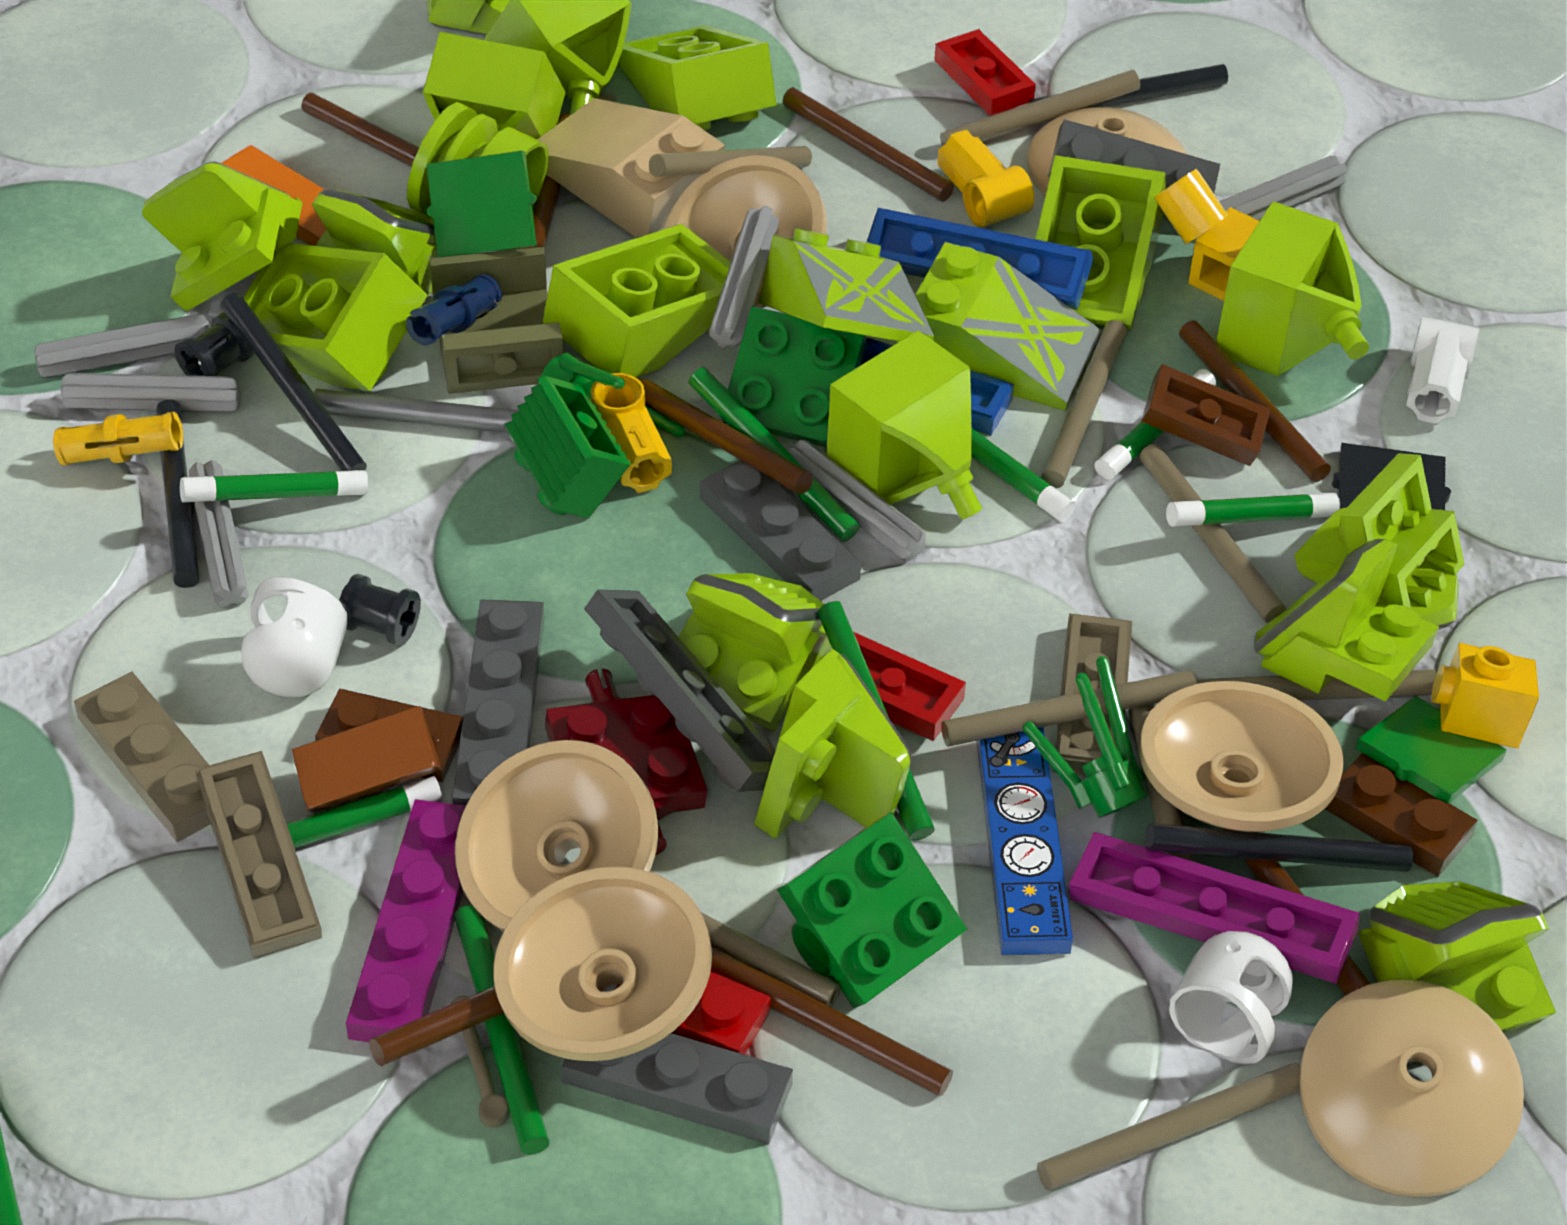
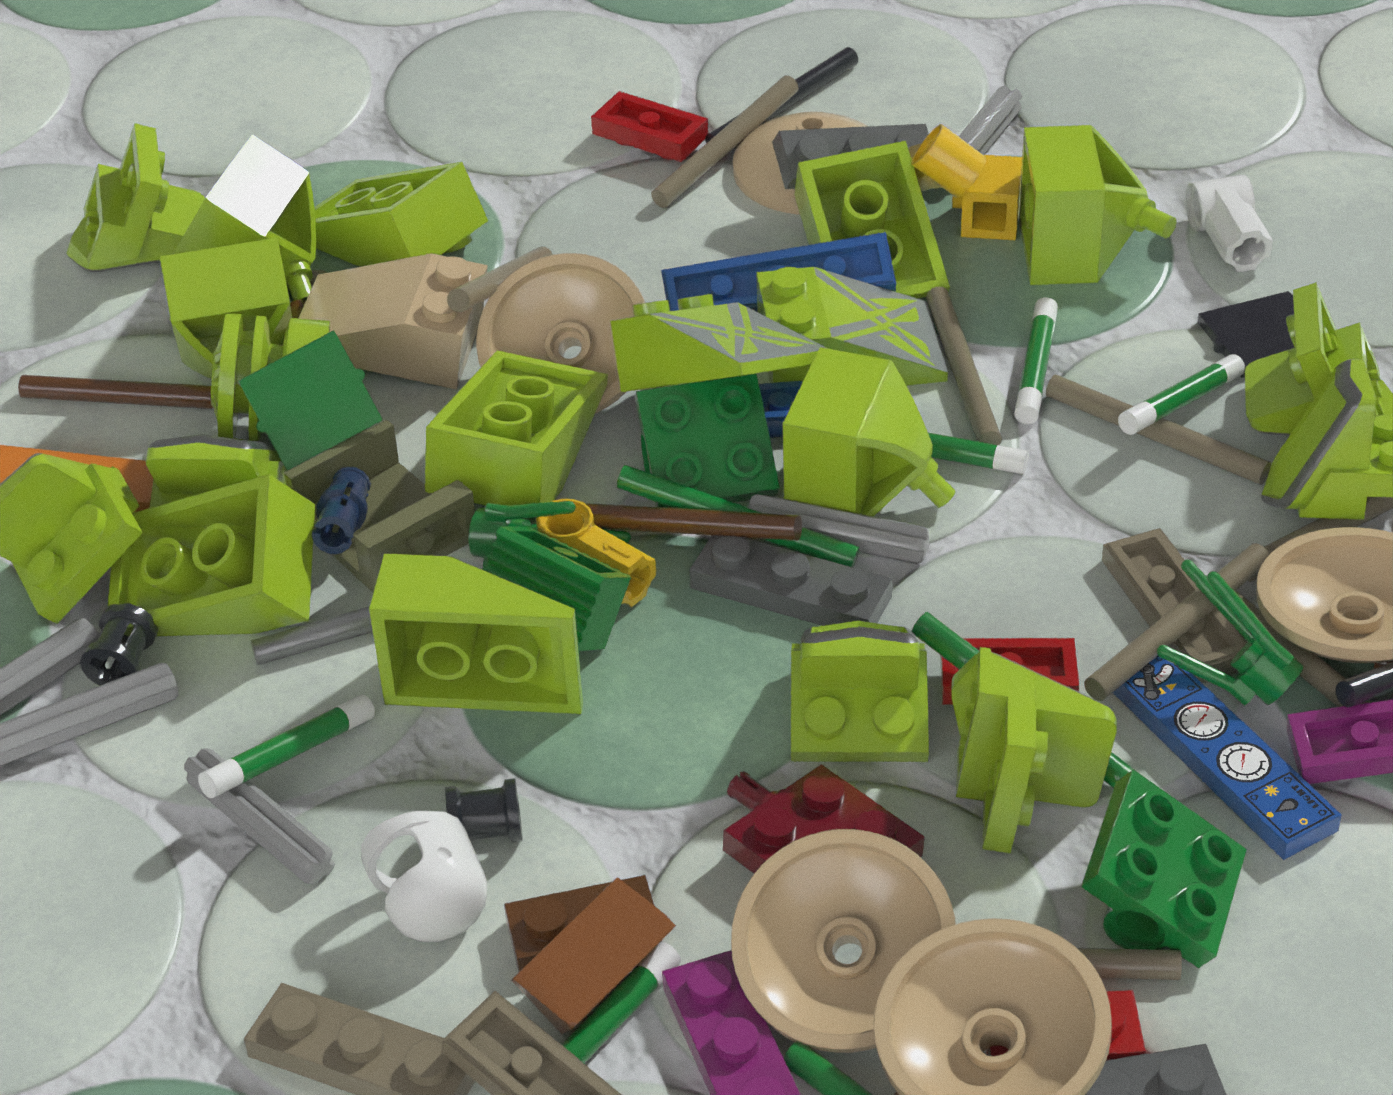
camera: 25 degrees left, 5 degrees down
(118, 438) = (89, 769): yellow pin -> none
(178, 512) = (184, 798): black bar -> none
(292, 383) = (231, 643): black bar -> none
(456, 458) = (471, 639): none -> lime slope
(499, 690) = (662, 845): dark grey plate -> none
(684, 686) = (872, 763): dark grey plate -> none
(743, 277) = (603, 371): light grey axle -> none
(836, 1025) = (1226, 989): reddish brown bar -> none
(868, 144) = (592, 225): reddish brown bar -> none
(987, 187) = (736, 220): yellow piece -> none
(1206, 415) = (1081, 332): reddish brown plate -> none
(1240, 384) = (1101, 308): reddish brown bar -> none

